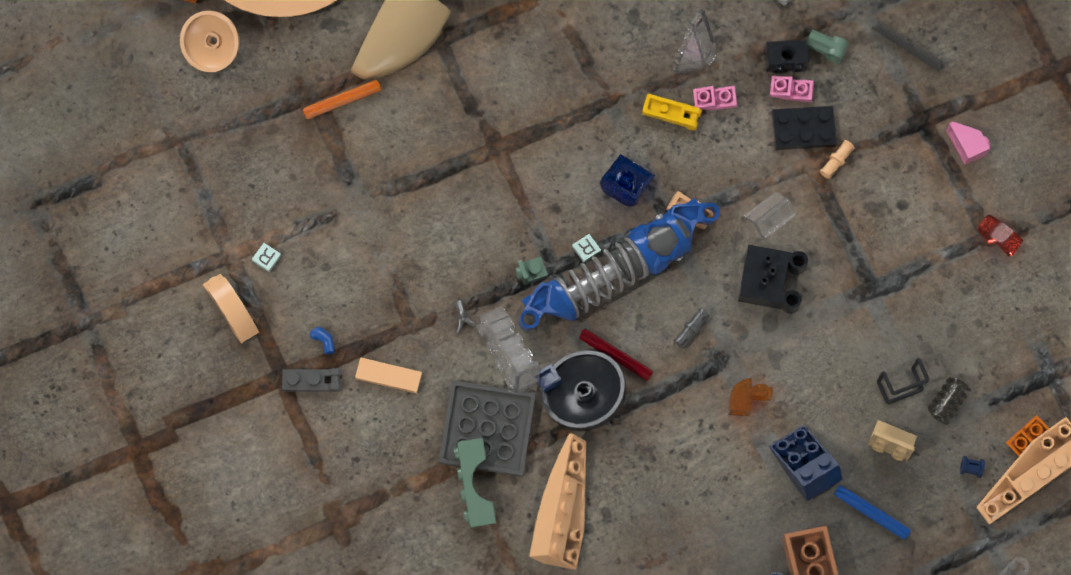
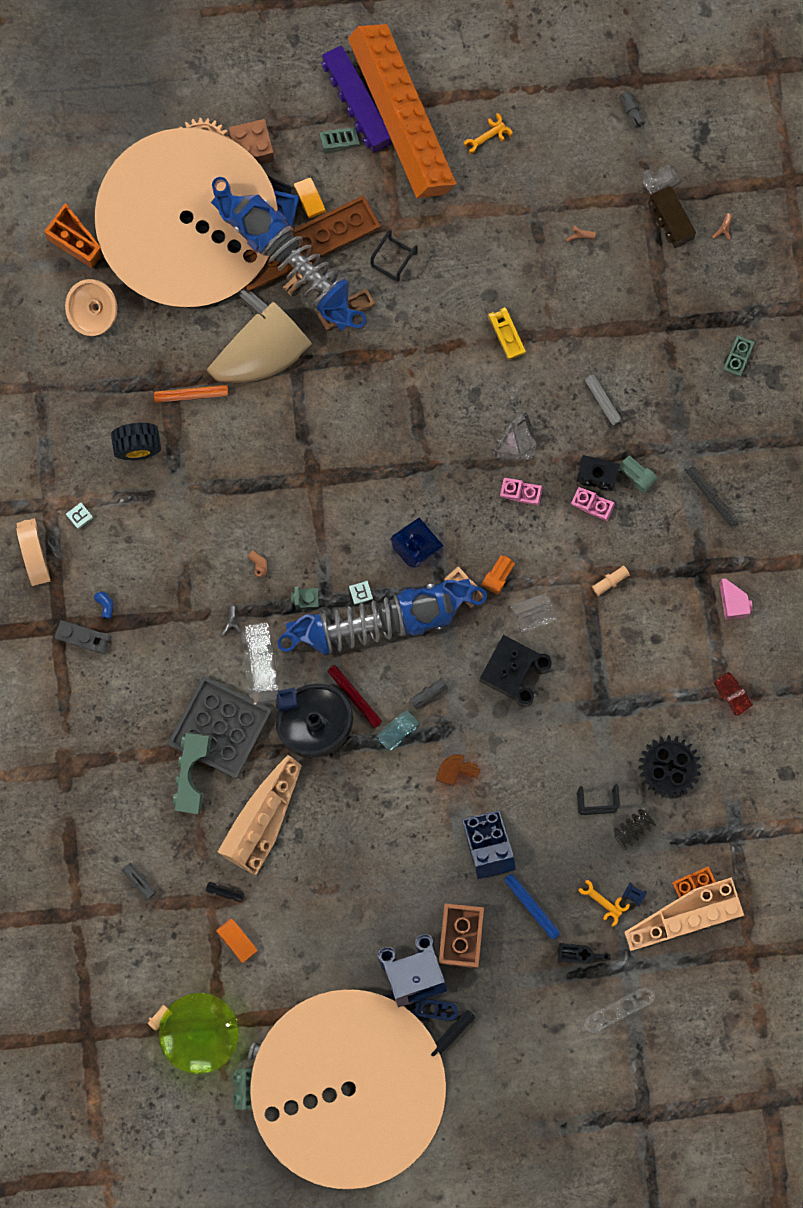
camera: 20 degrees right, 5 degrees up
(302, 162) = (136, 441): none -> black wheel
(388, 375) = (150, 653): light nougat tile -> none
(472, 249) = (260, 564): none -> nougat arm
(671, 111) = (477, 492): yellow plate -> none
(672, 375) = (397, 730): none -> clear light blue slope
(720, 192) = (496, 578): none -> orange piece
(804, 128) = (591, 542): black plate -> none
(892, 440) = (571, 848): tan bracket -> none
(929, 547) = (574, 958): none -> black piece
(958, 490) = (614, 911): none -> light orange bar
(965, 345) = (666, 784): none -> black gear

